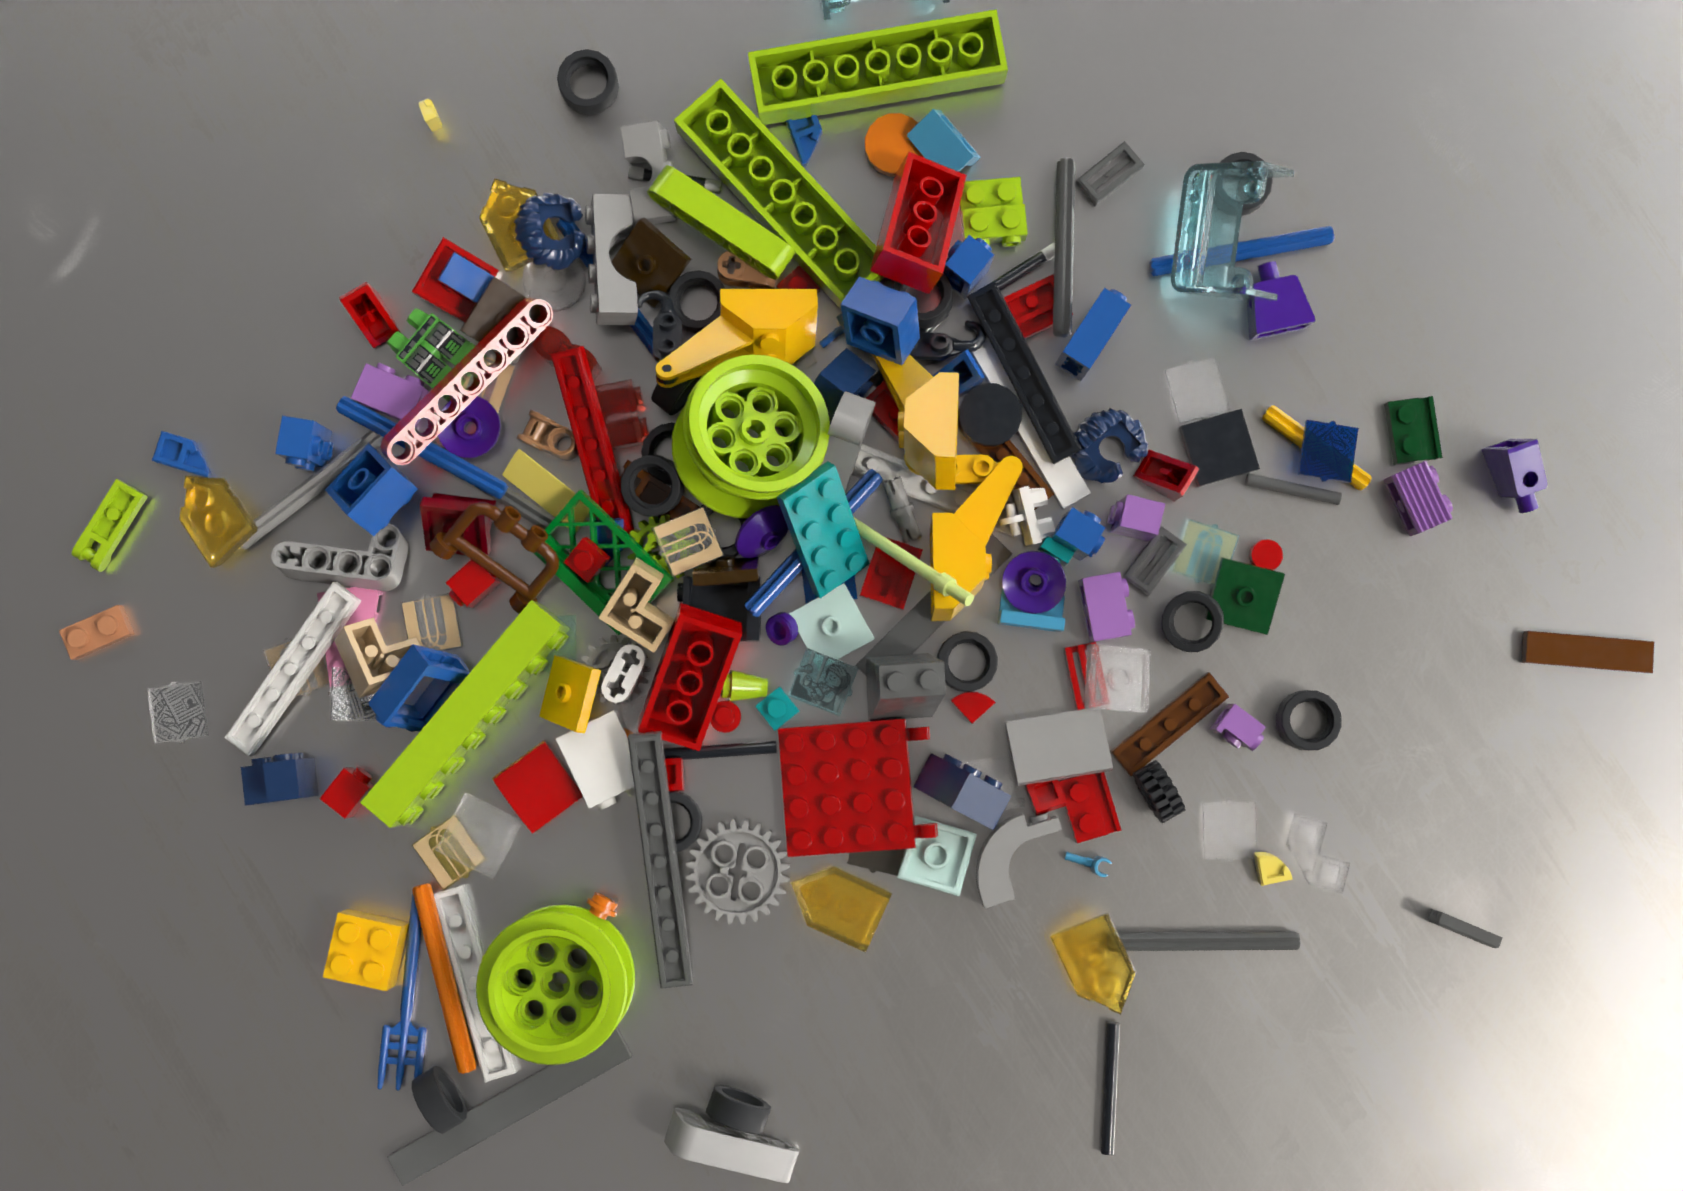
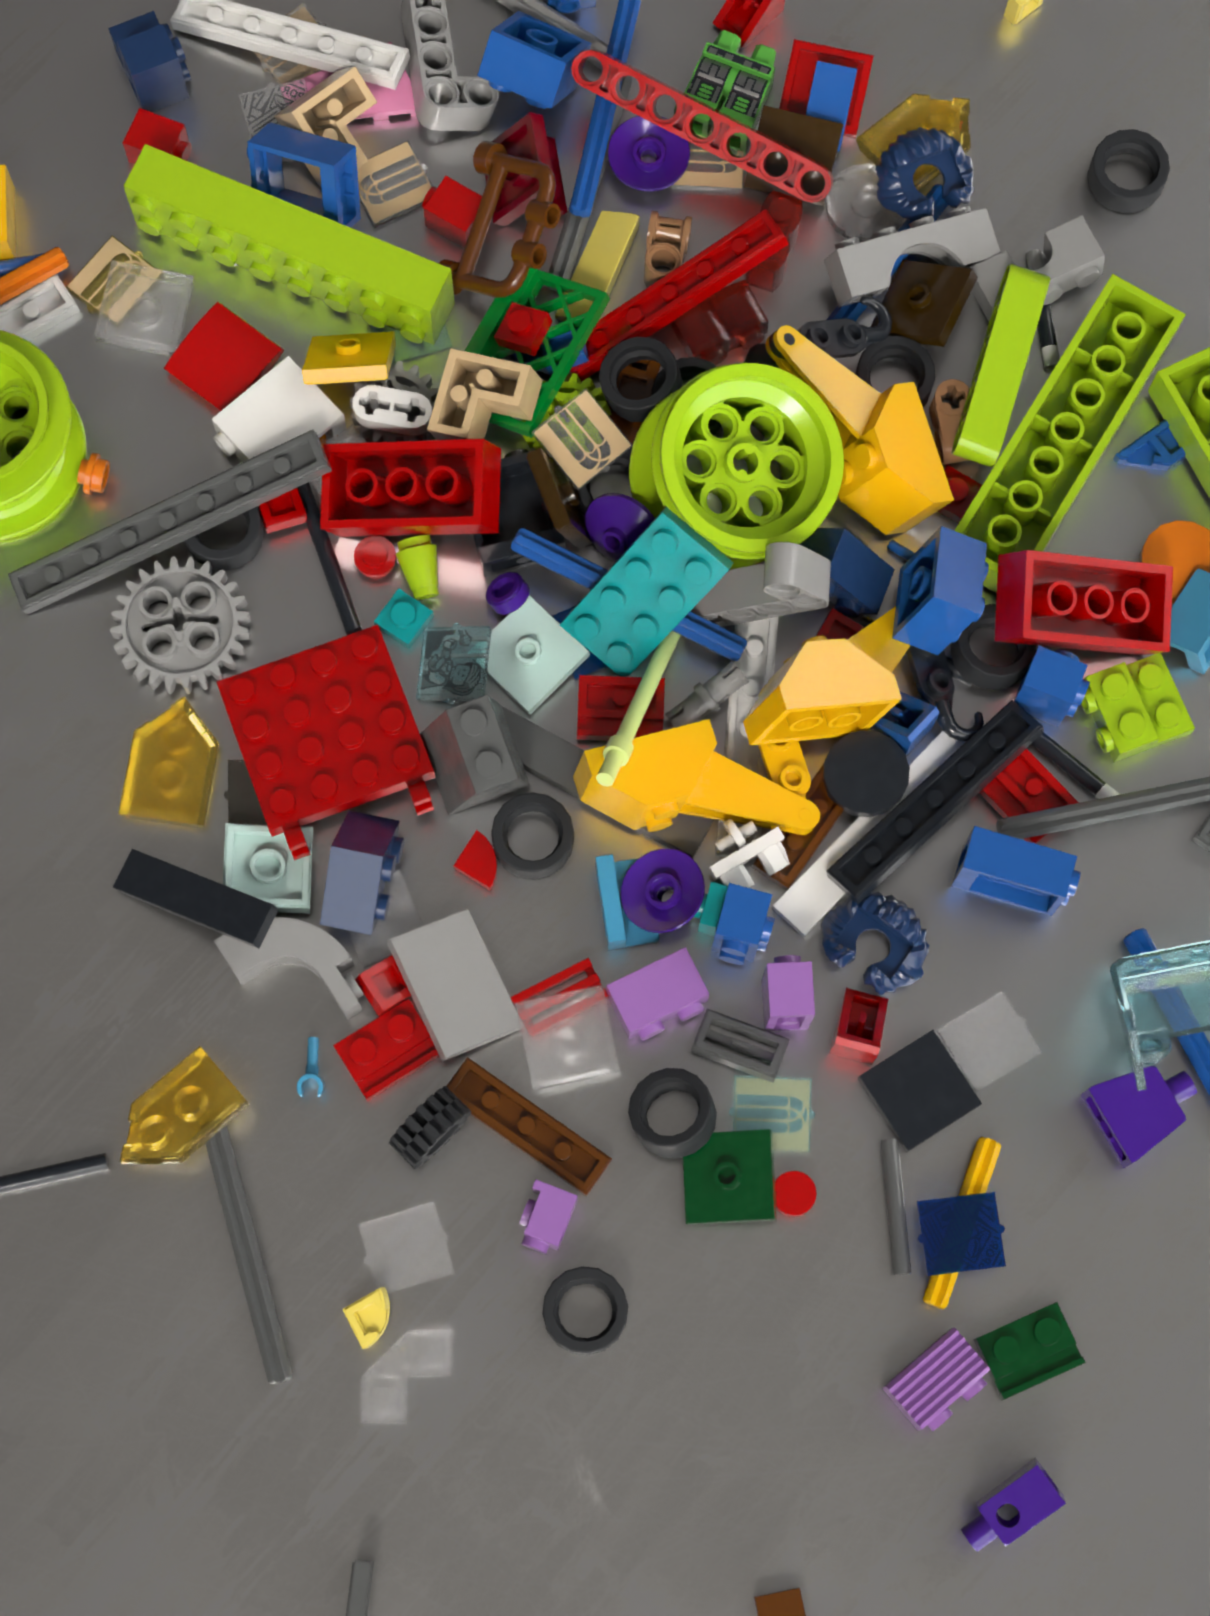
camera: 75 degrees right, 10 degrees down
(388, 393) = (660, 48): medium lavender brick -> none
(949, 913) = (195, 898): none -> black tile

